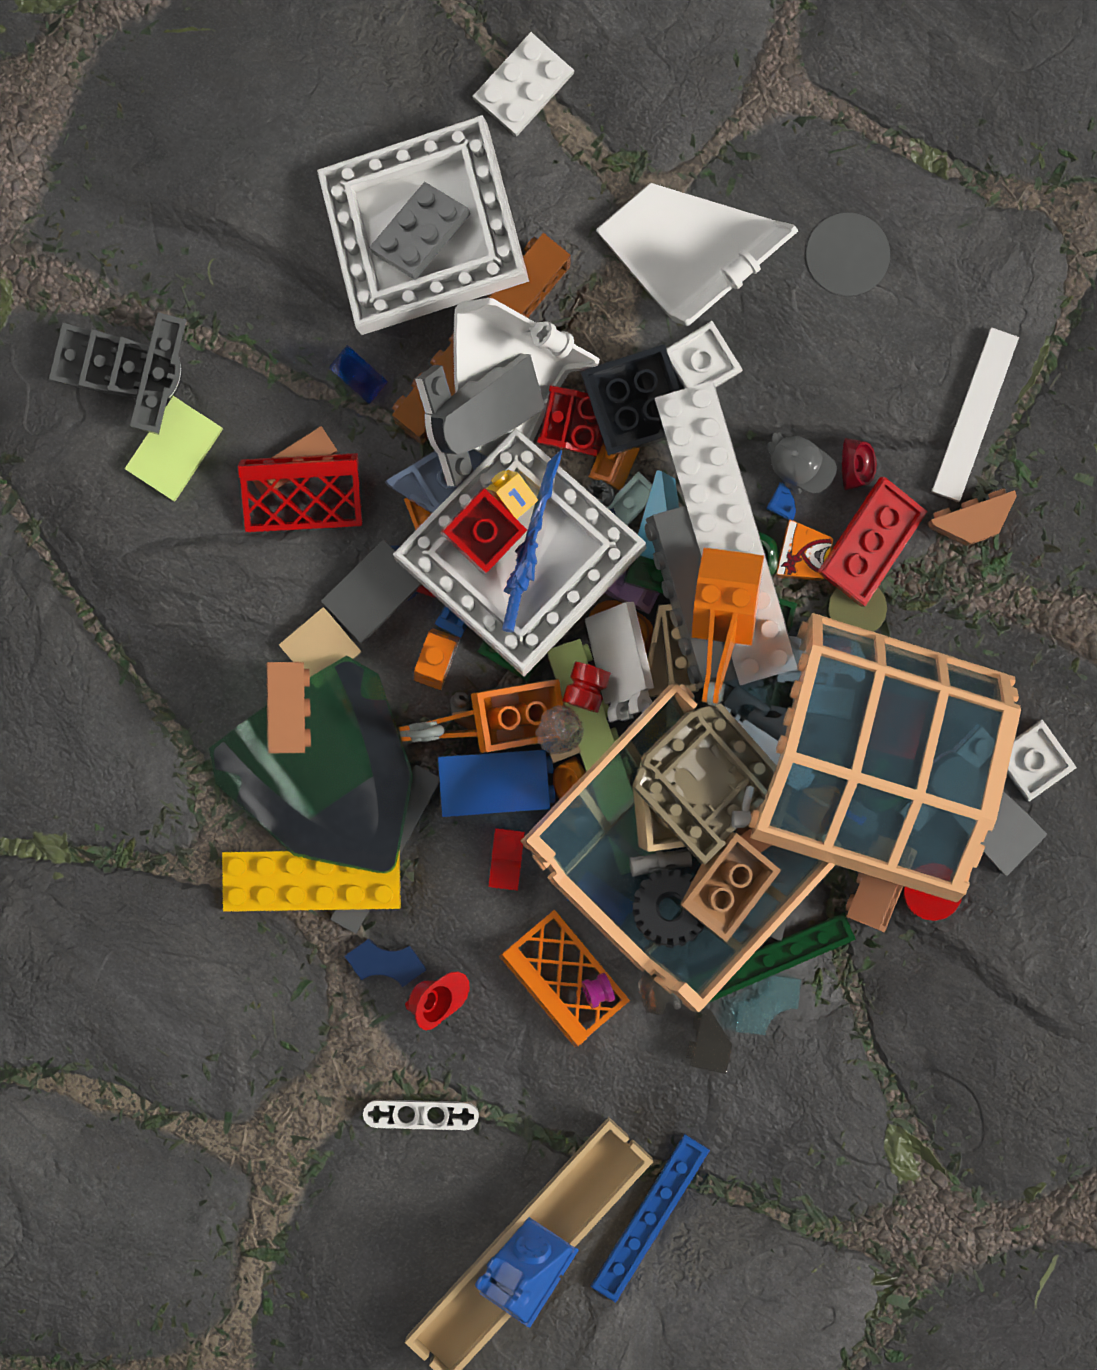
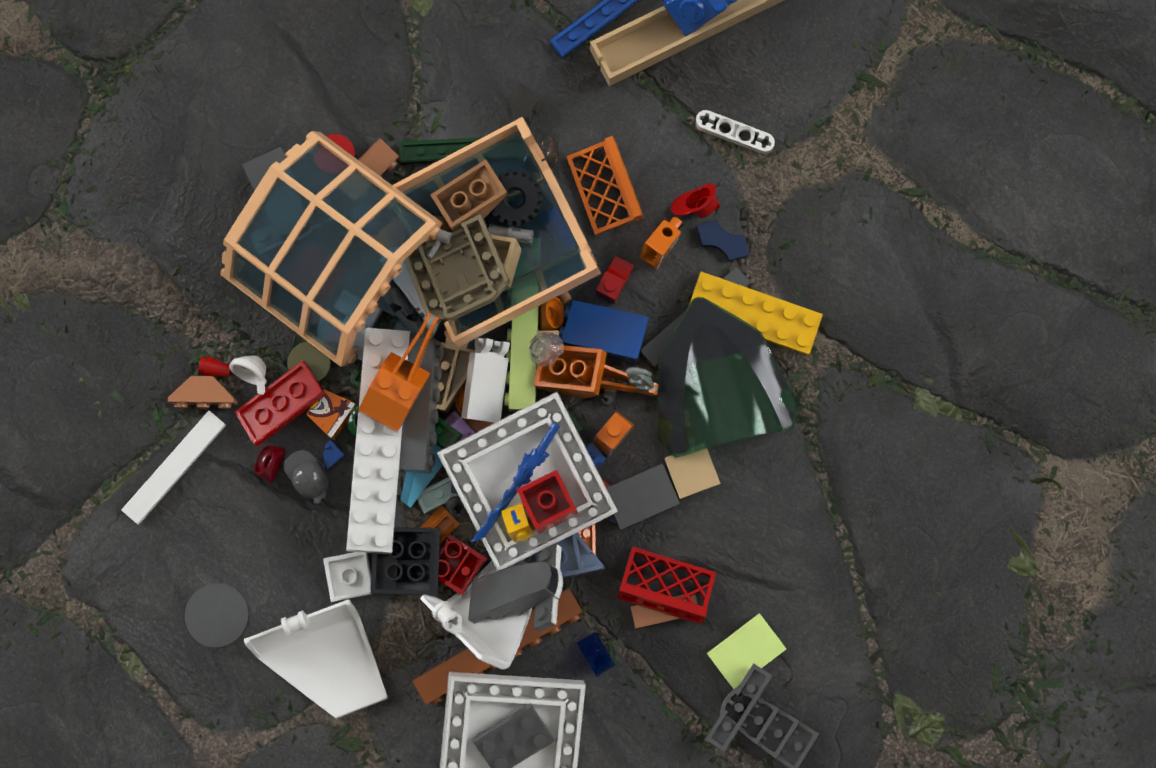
camera: 160 degrees left, 5 degrees down
(287, 707) = (730, 428): nougat brick -> none
(466, 921) = (661, 242): none -> orange torso
(586, 687) = (514, 373): red wheel -> none
(598, 990) = (585, 167): magenta wheel -> none
(779, 996) = (465, 123): clear light blue tile -> none
(925, 571) = (251, 370): none -> white hat
(976, 557) = (212, 367): none -> red cone
(1037, 761) = (223, 213): white tile -> none

